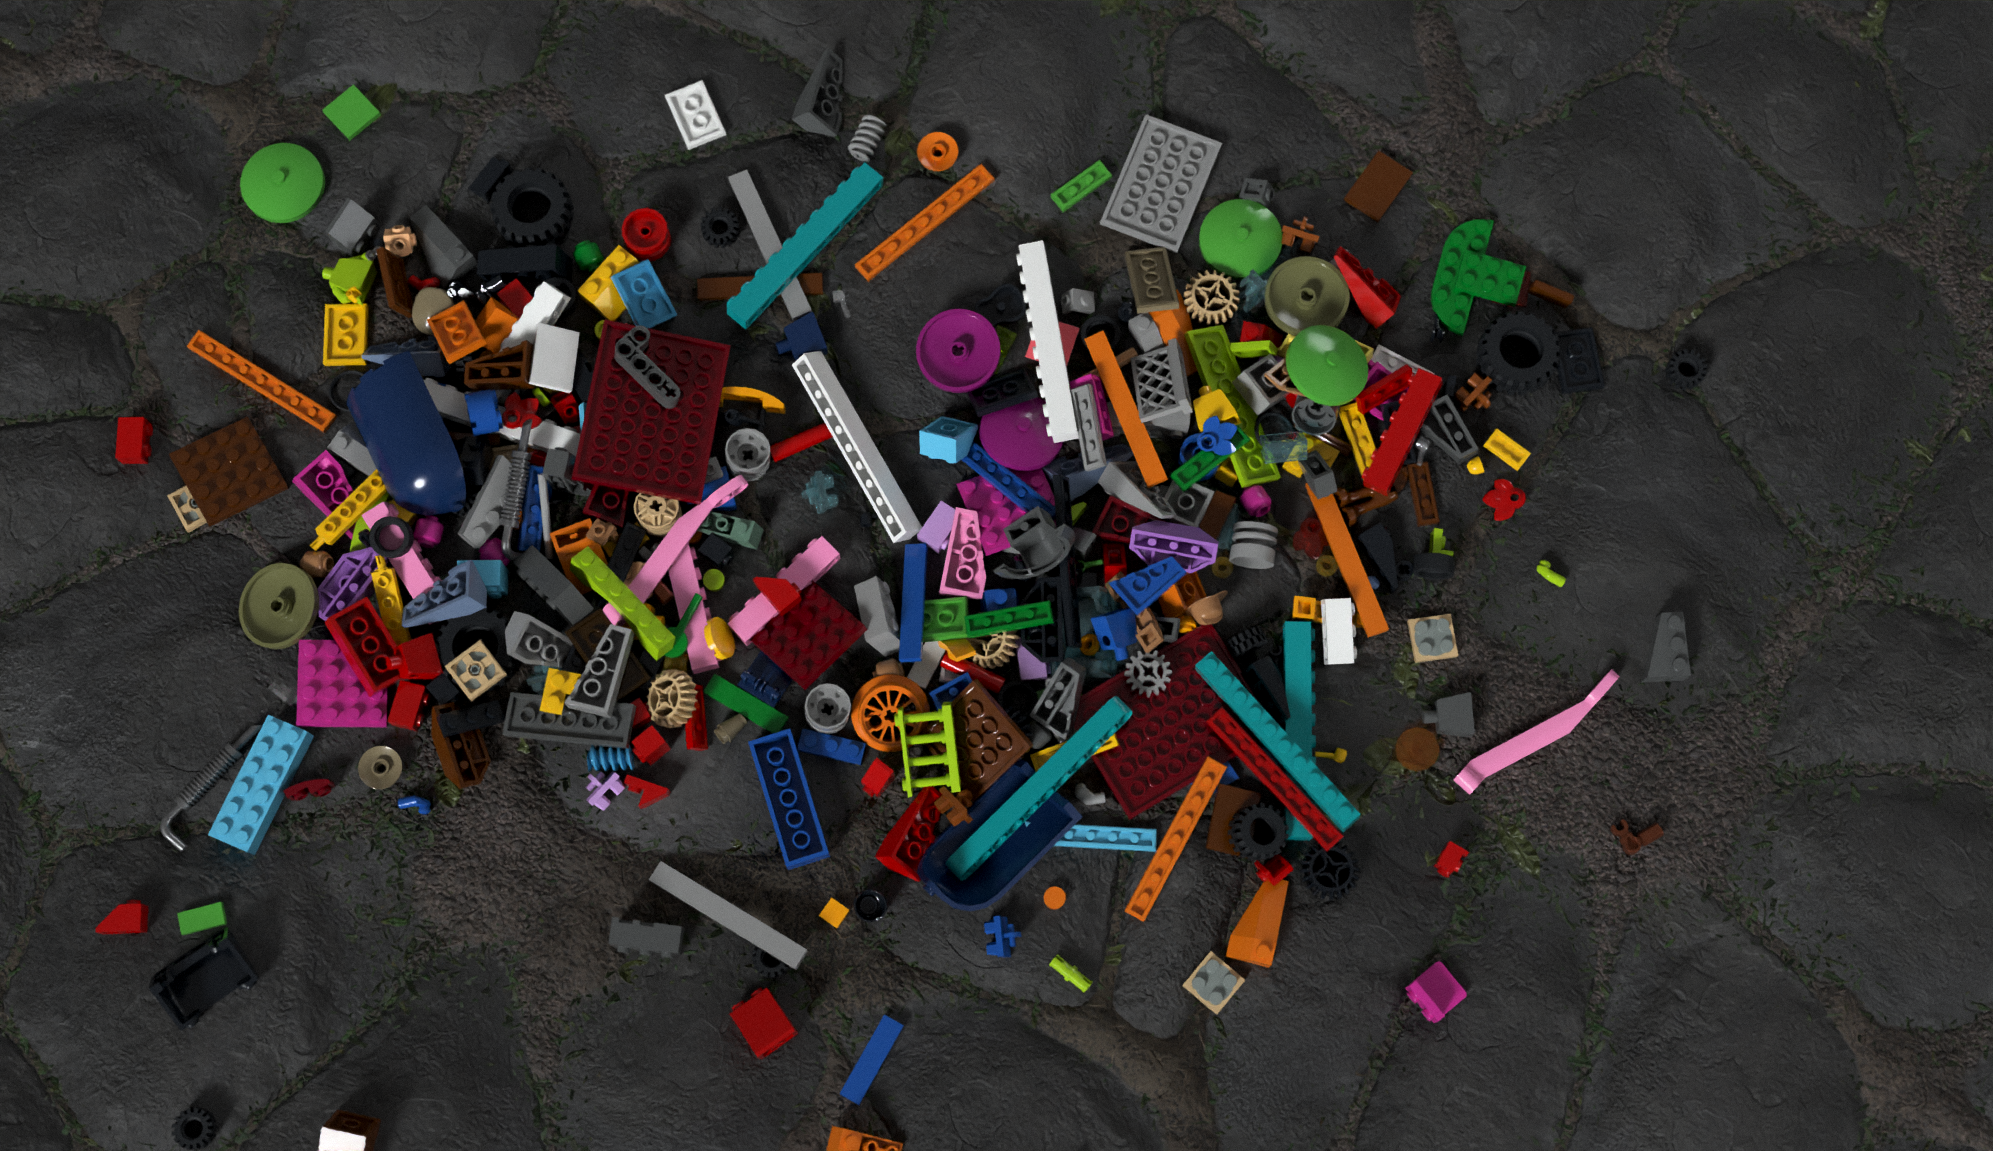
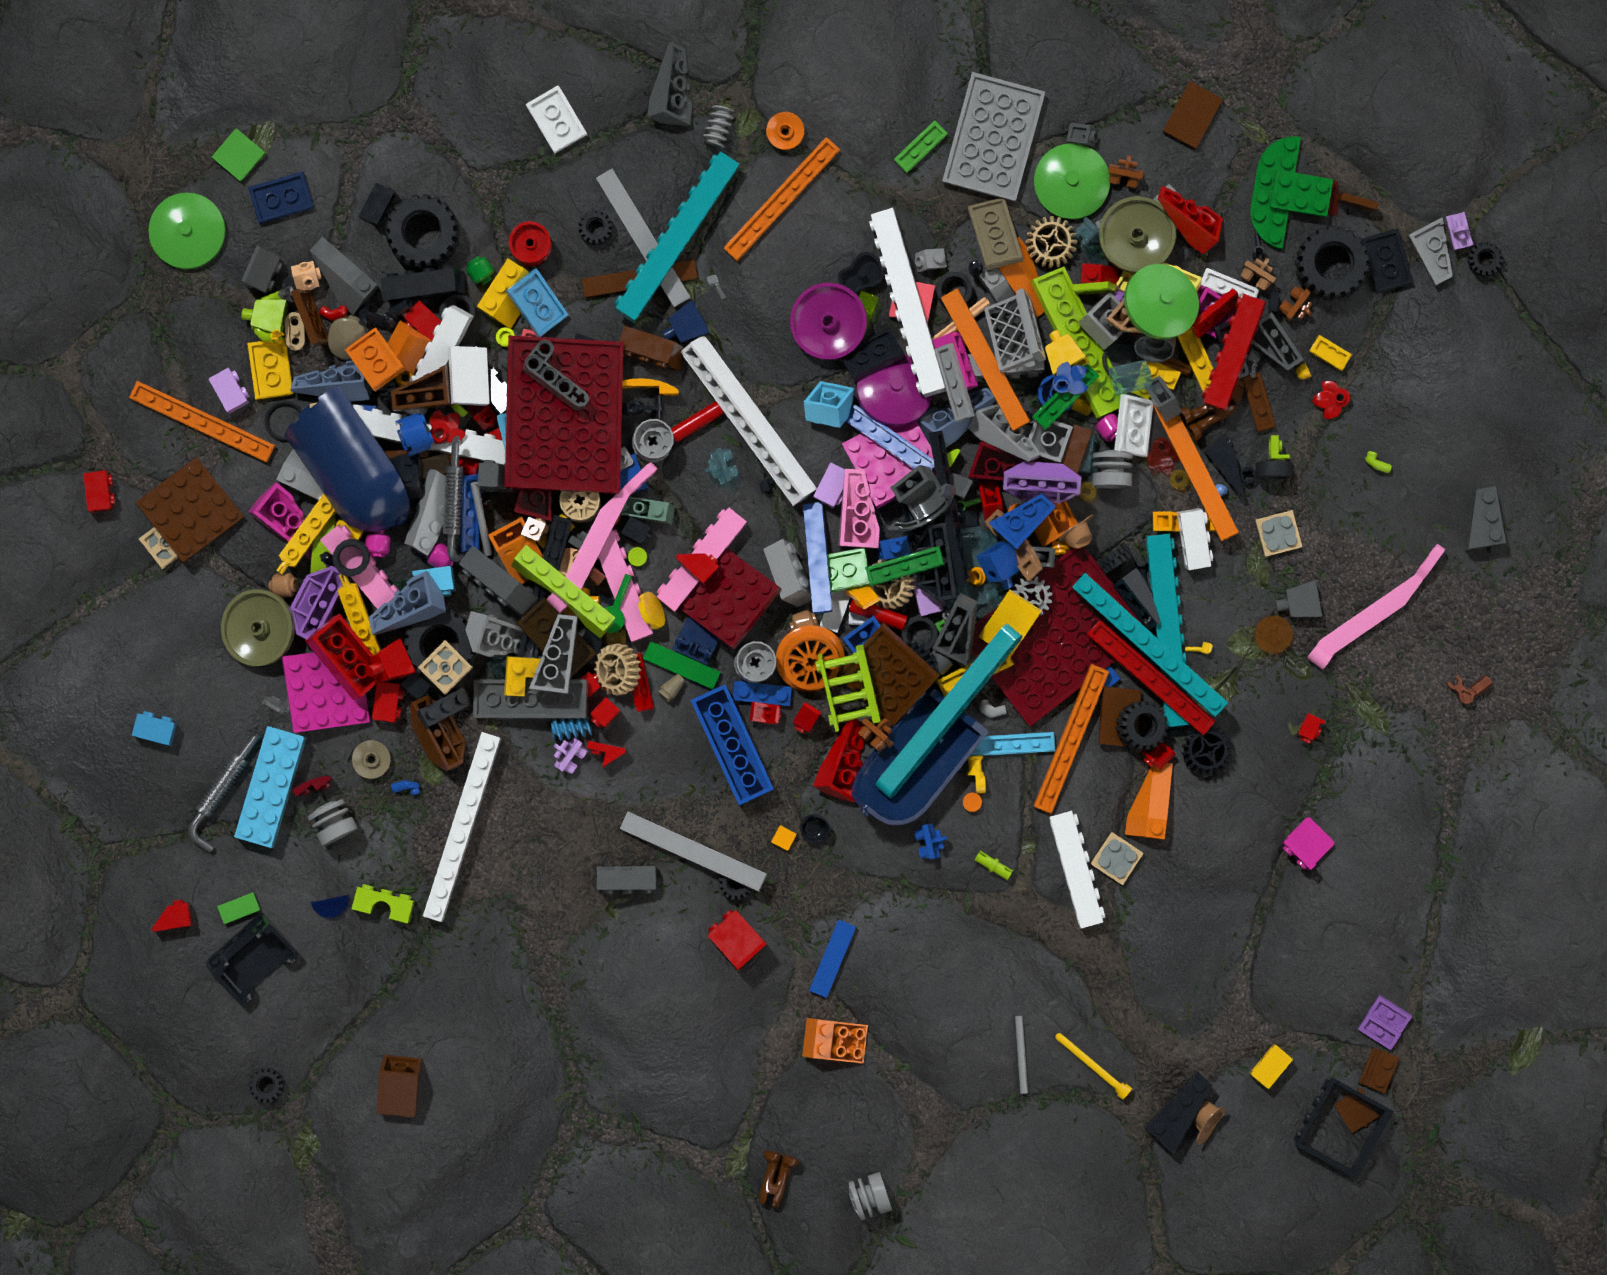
camera: 10 degrees left, 10 degrees up
(144, 705) = (154, 729): none -> dark azure brick
(295, 350) = (228, 390): none -> lavender brick
(307, 930) = (331, 907): none -> clear blue tile
(322, 832) = (332, 822): none -> light grey wheel
(376, 299) = (293, 332): none -> tan plate
(383, 939) = (400, 906): none -> lime arch
(389, 160) = (281, 197): none -> dark blue tile
(469, 856) = (462, 827): none -> white brick
(762, 358) = (651, 348): none -> reddish brown wedge
(831, 768) = (765, 713): none -> red bracket
(1062, 861) = (975, 768): none -> yellow connector
(1129, 686) = (1012, 611): none -> yellow tile
(1165, 990) = (1076, 870): none -> white brick
(1282, 500) = (1134, 425): none -> white tile
(1437, 353) = (1251, 269): none -> medium nougat hips
(1628, 354) = (1433, 251): none -> light grey wing
(1660, 336) = (1459, 231): none -> lavender hips

